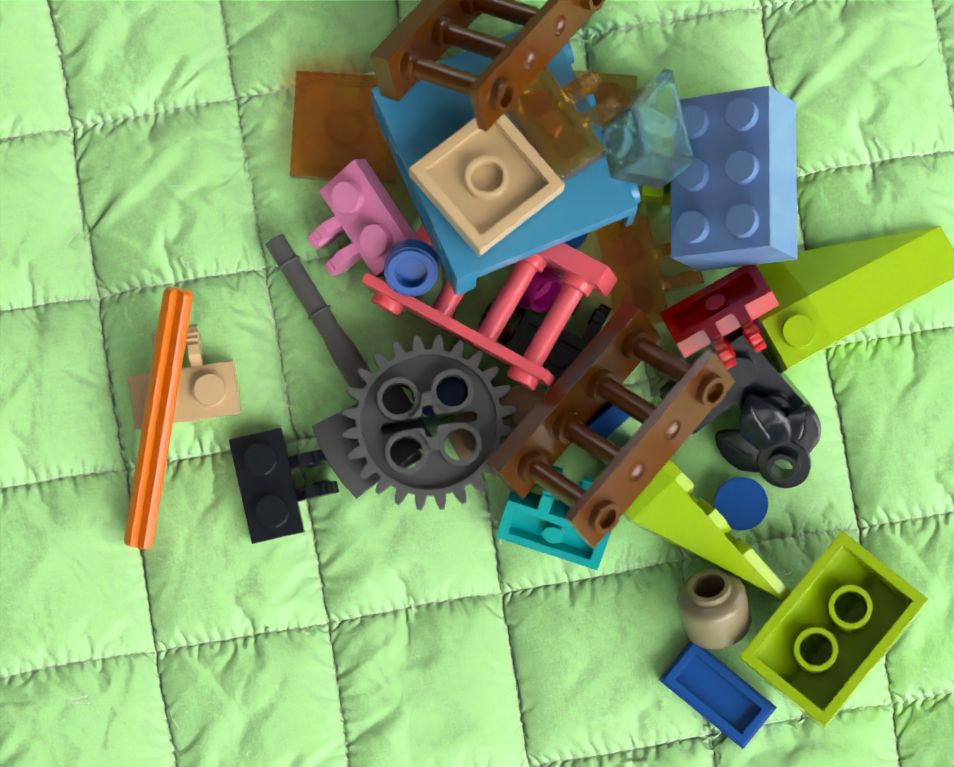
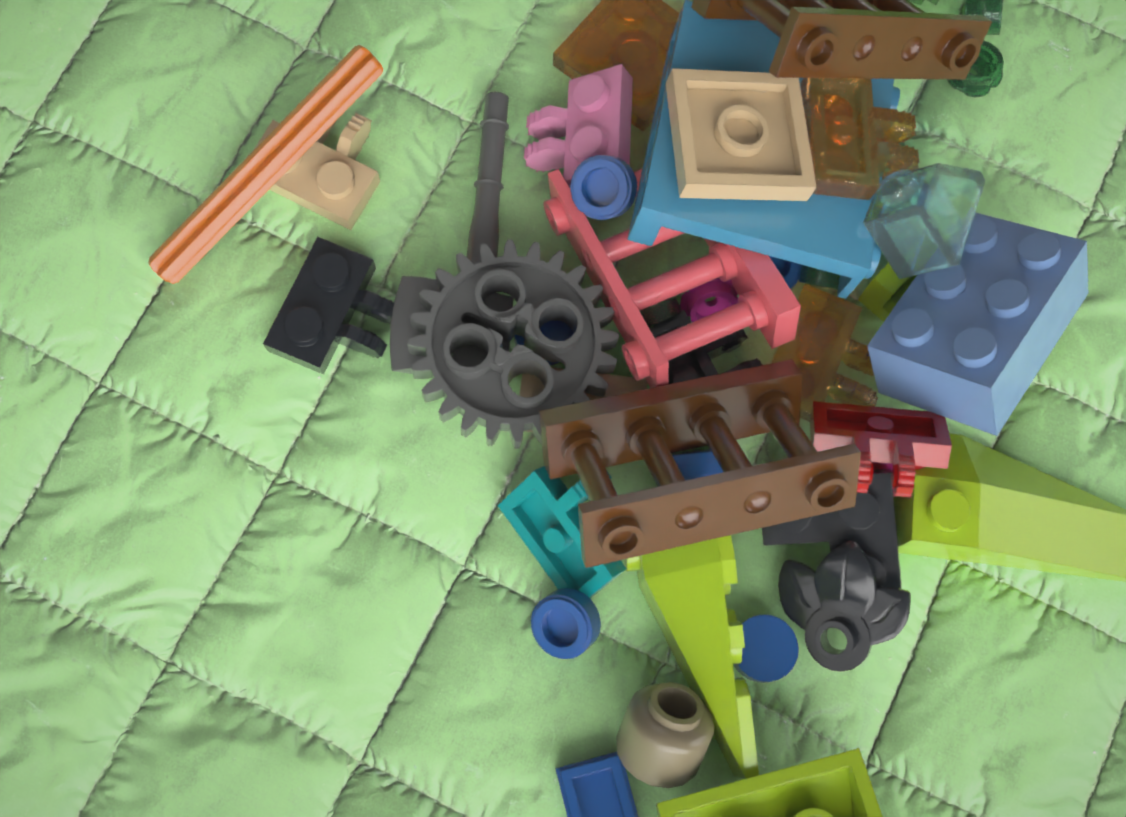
camera: 25 degrees right, 10 degrees down
(599, 583) = (565, 623): none -> blue tile

